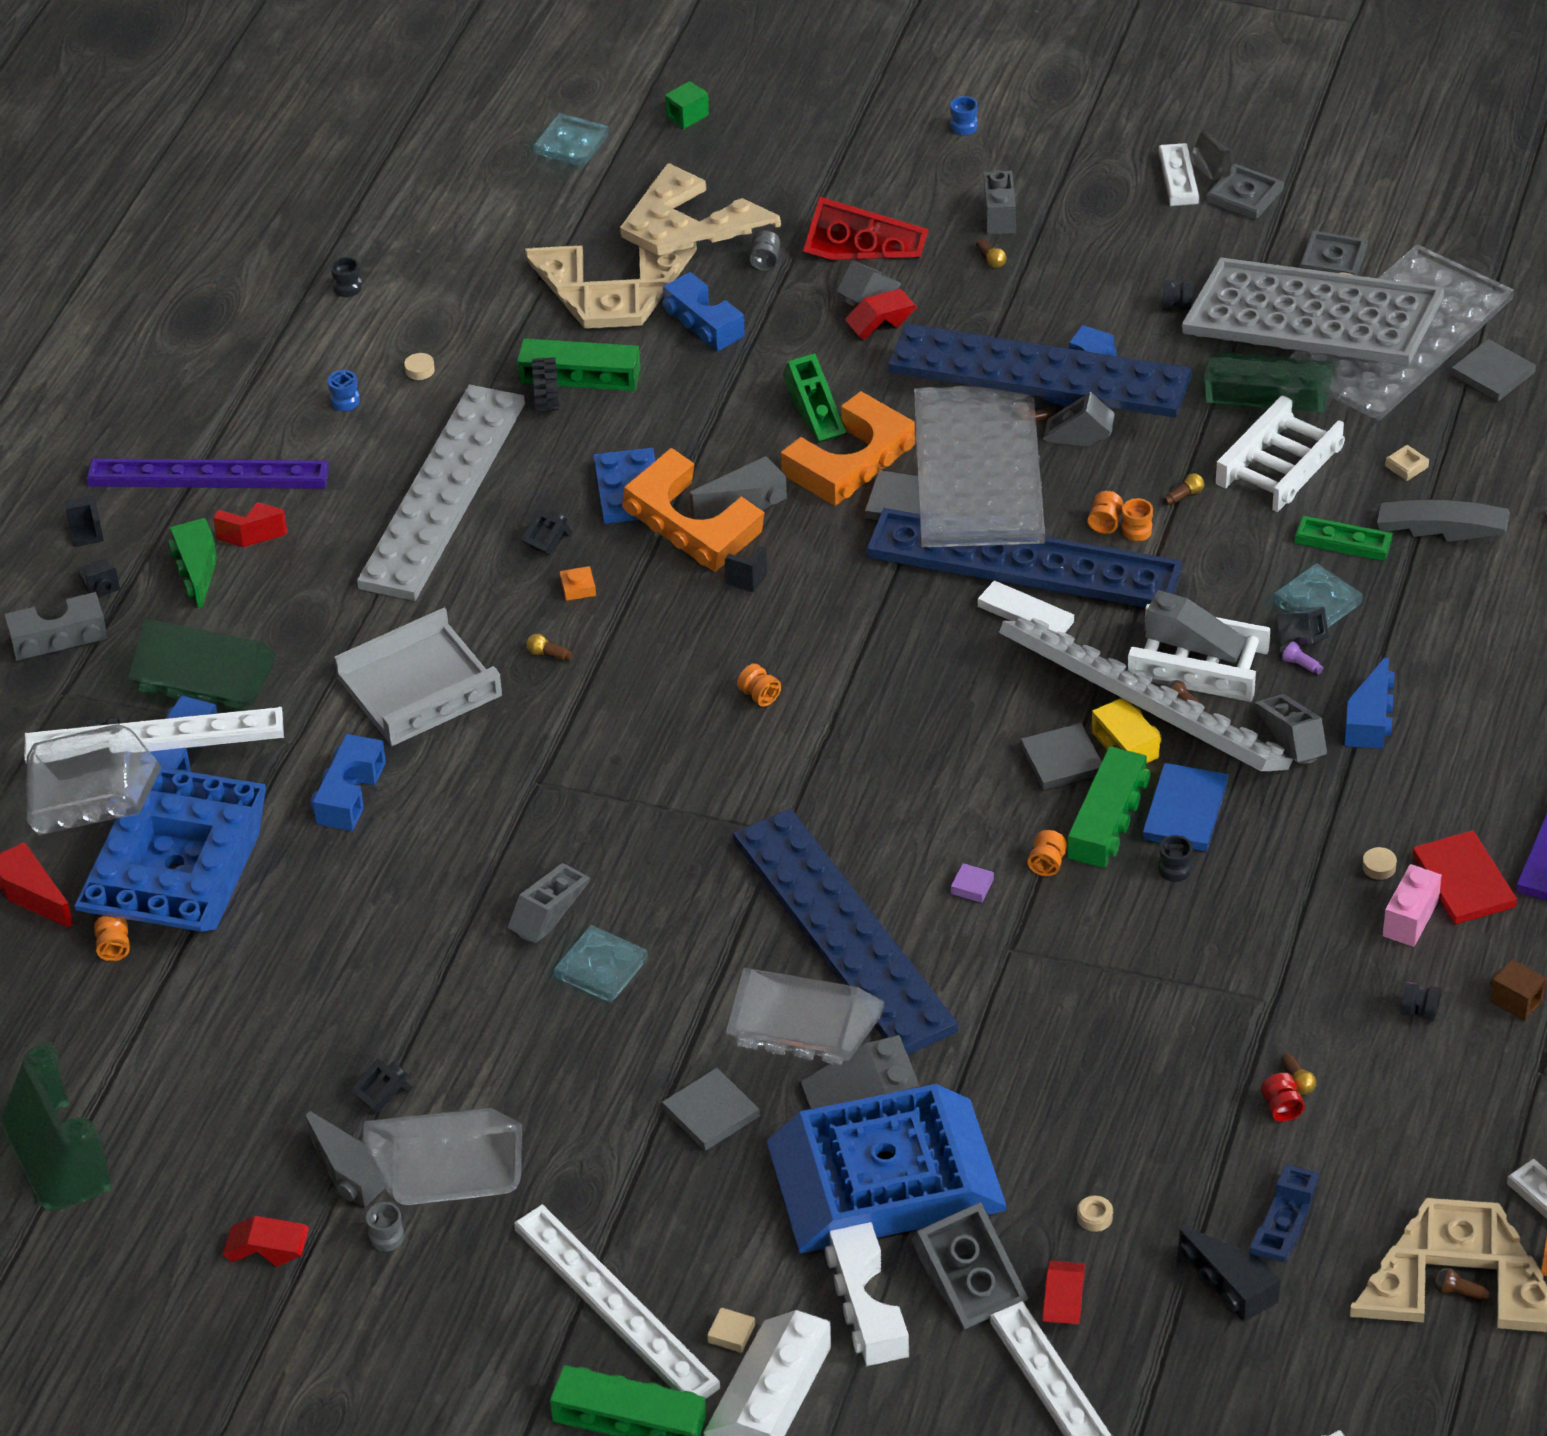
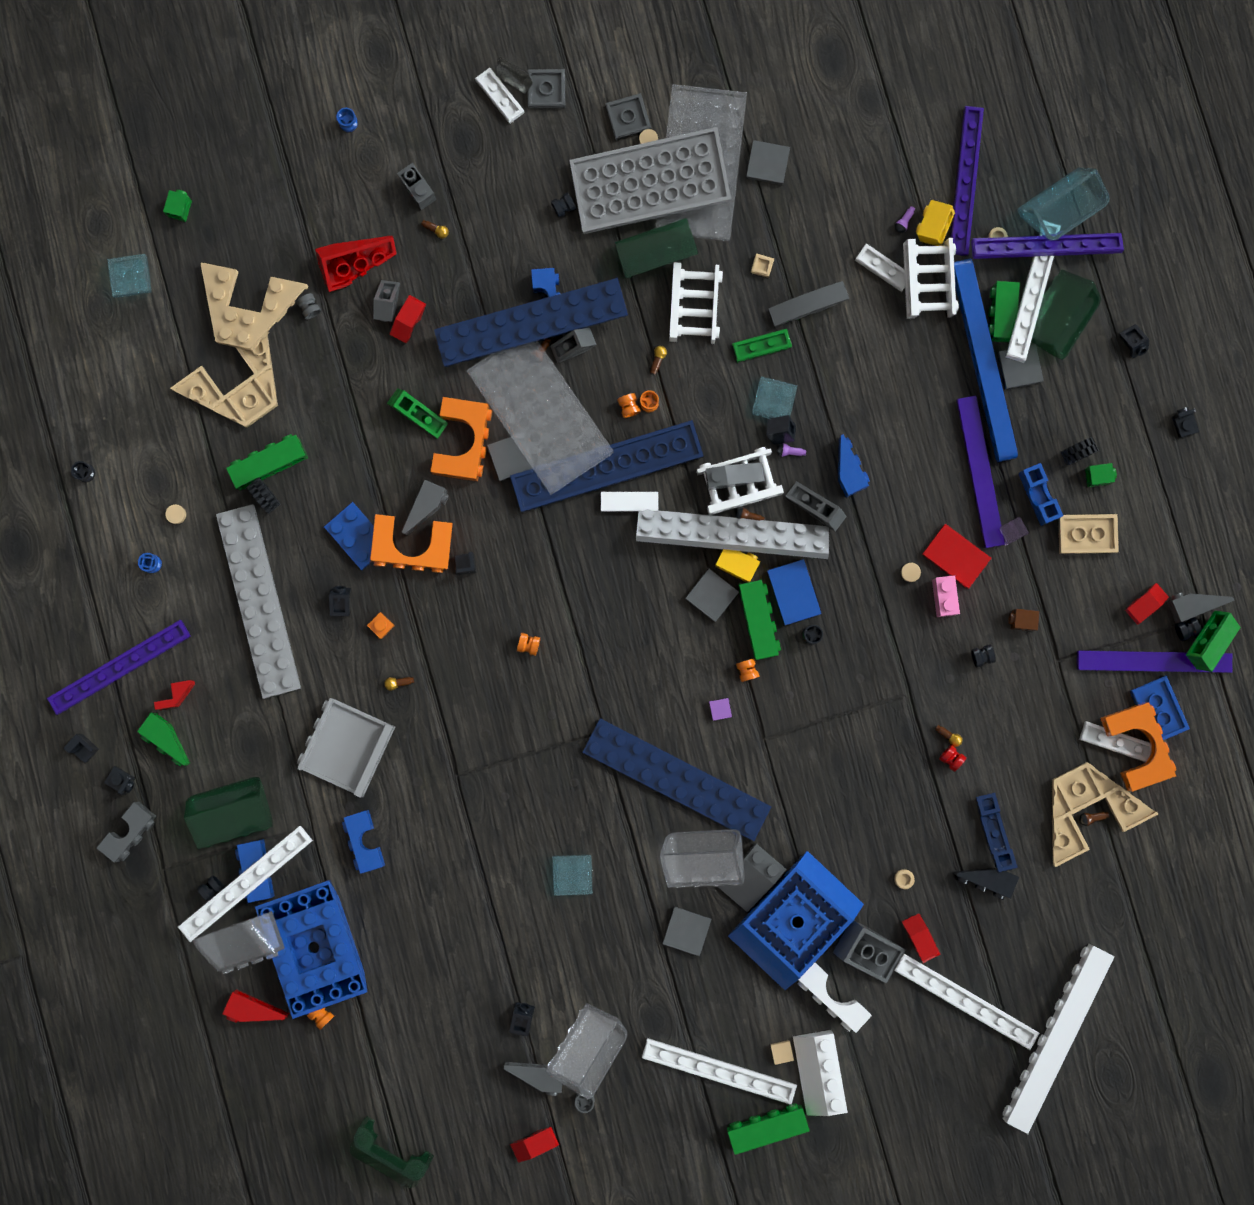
camera: 35 degrees left, 40 degrees up
(546, 902) = (522, 855): dark grey slope -> none
(689, 303) = (323, 384): blue arch -> none

